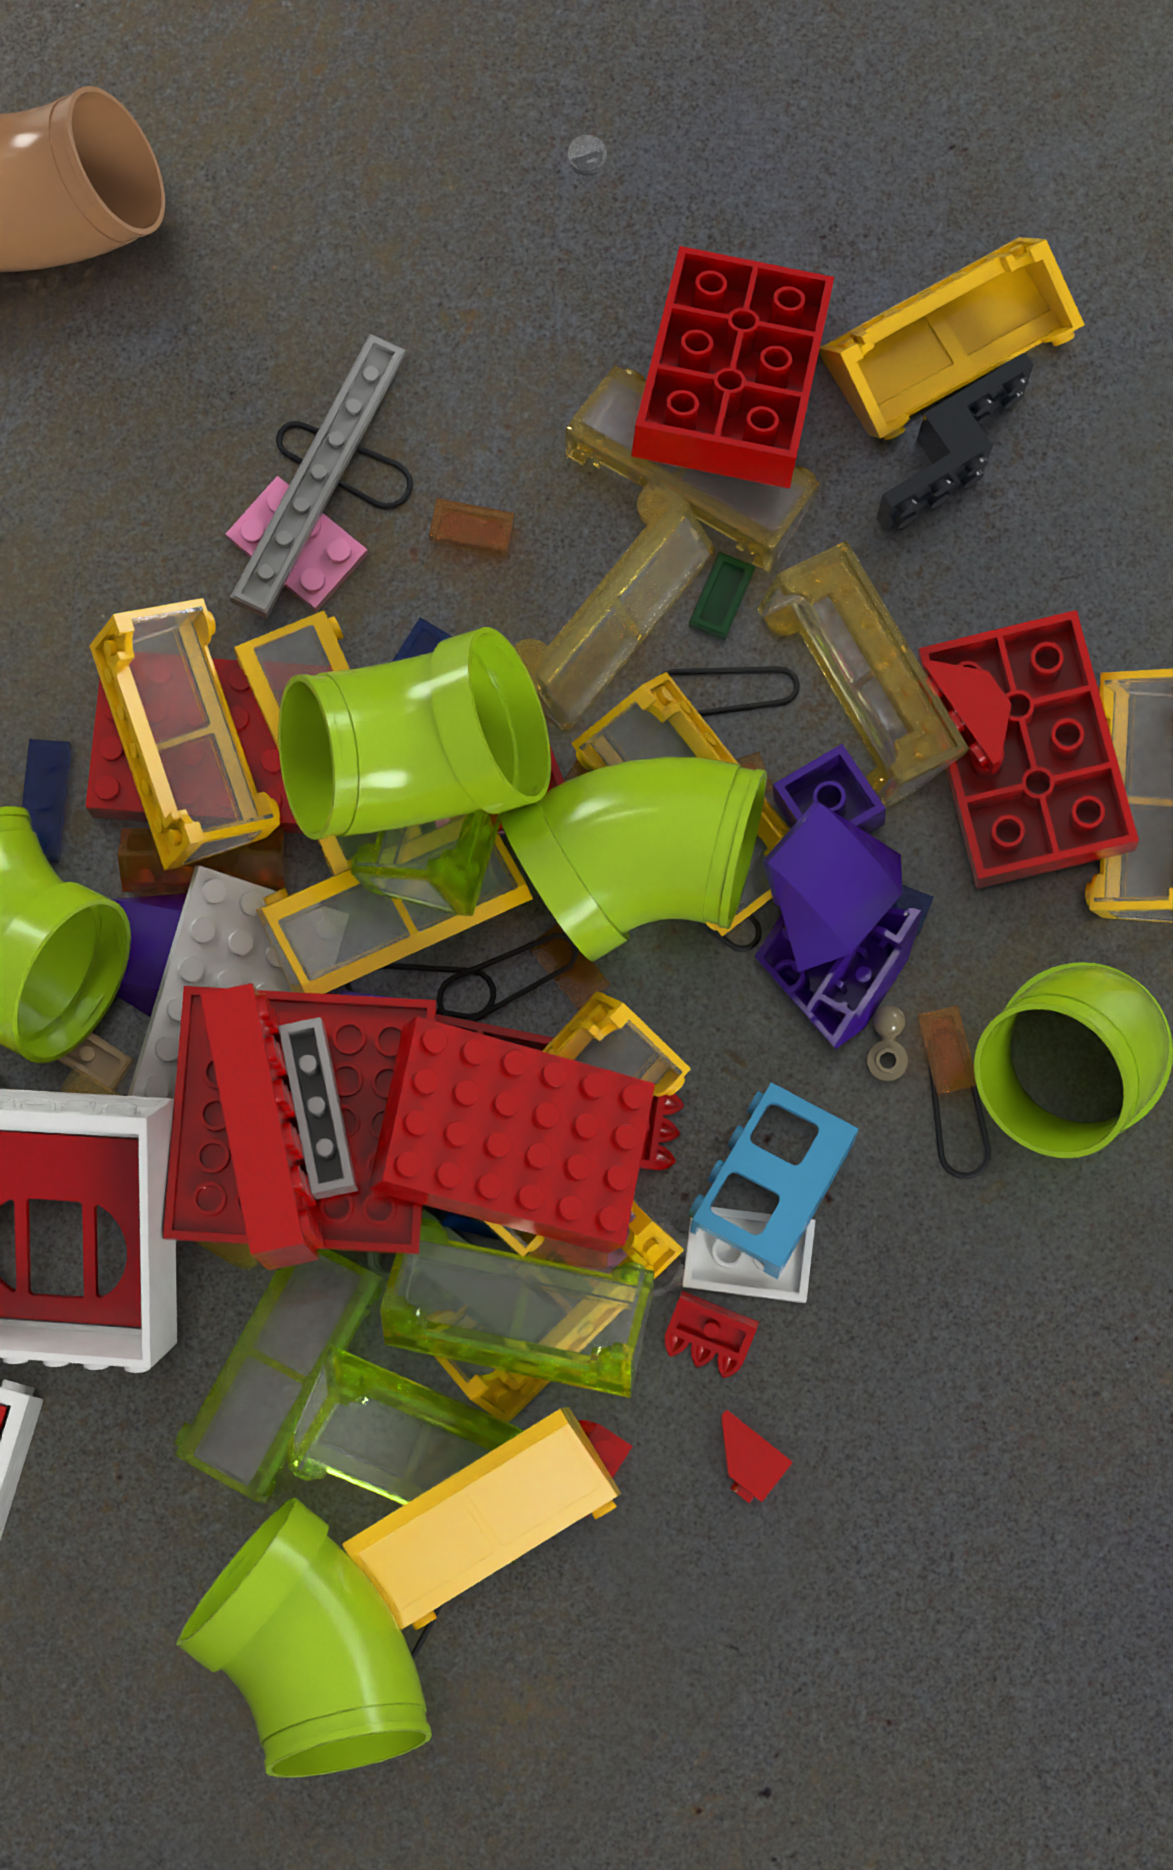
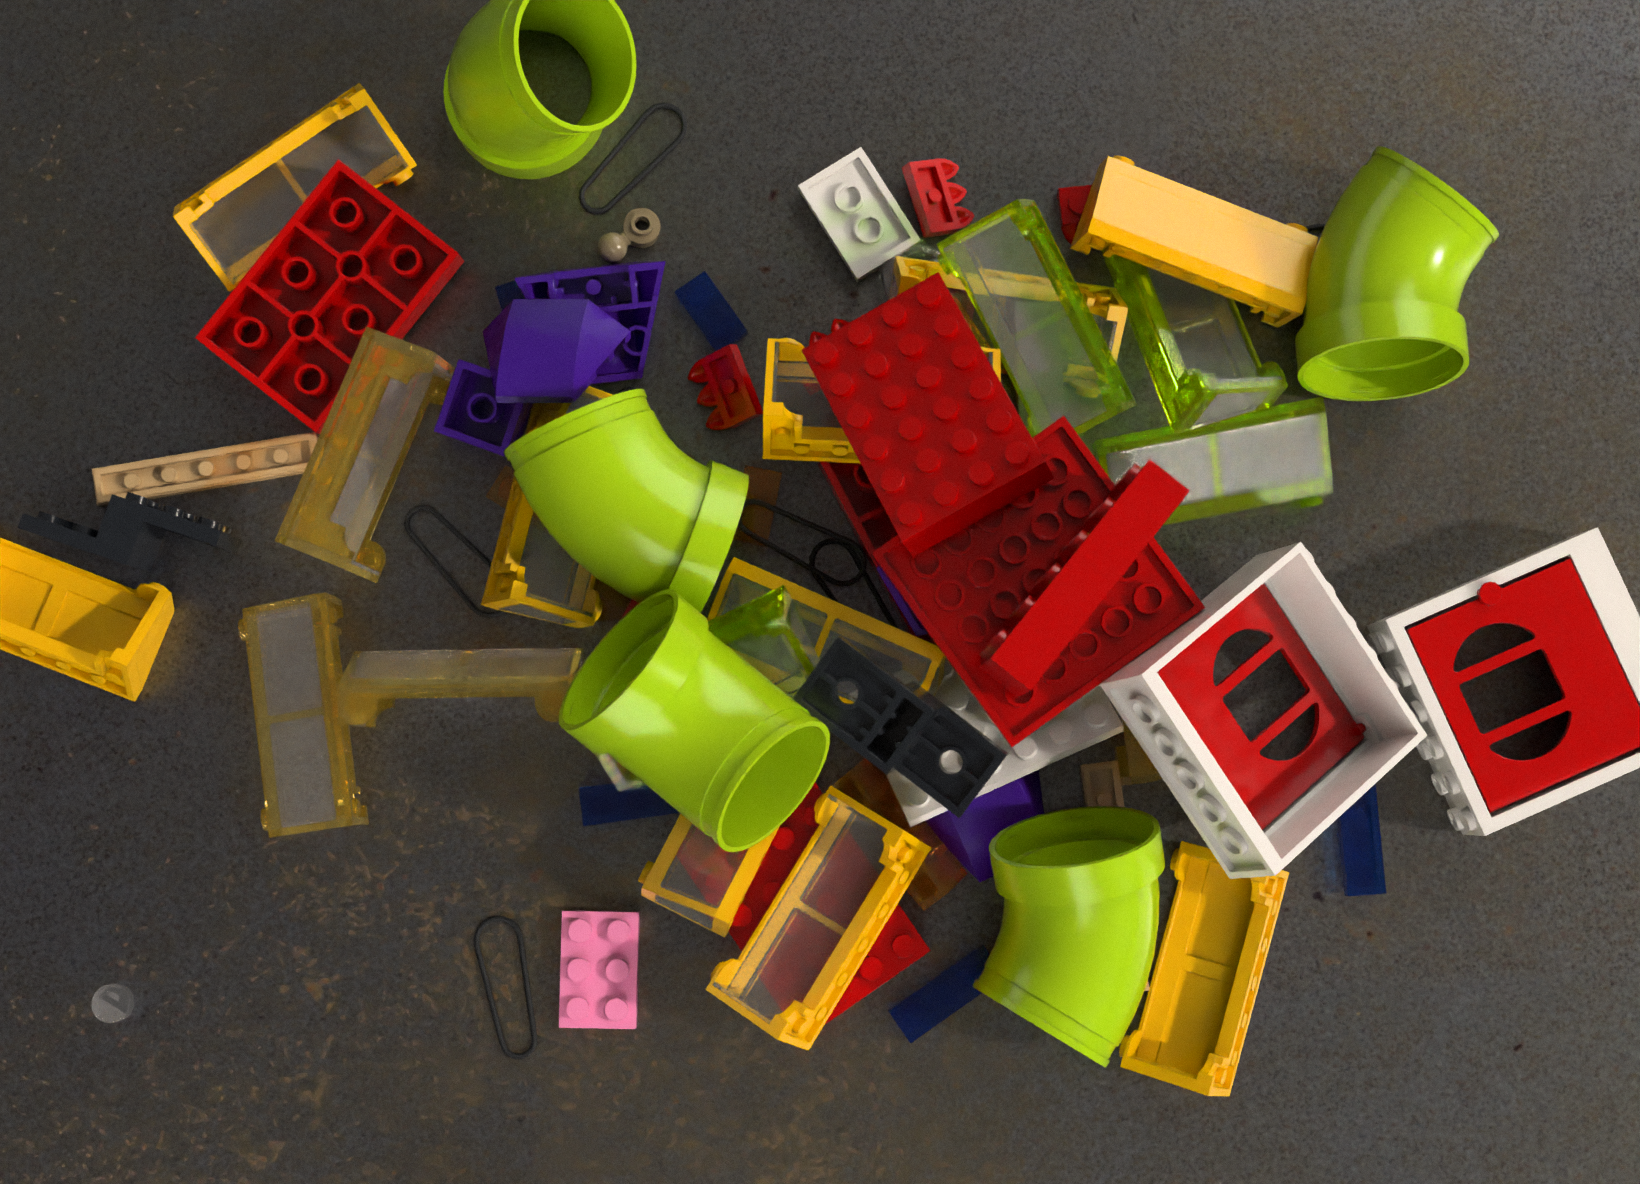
camera: 130 degrees left, 5 degrees up
(274, 905) = (899, 726): none -> black bracket
(317, 476) = (534, 994): light grey tile -> none
(318, 1108) = (1025, 564): light grey brick -> none
(471, 526) = (481, 846): clear orange plate -> none
(687, 1020) = (727, 388): none -> red plate
(721, 596) = (387, 618): dark green tile -> none
(732, 367) = (200, 739): red brick -> none
(750, 1460) = (1001, 99): red slope -> none
(765, 1061) = (711, 312): none -> clear blue plate
(797, 1186) = (788, 208): dark azure window -> none
(947, 1050) = (600, 188): clear orange plate -> none
(967, 544) = (205, 468): none -> tan tile
(975, 707) = (330, 345): red slope -> none

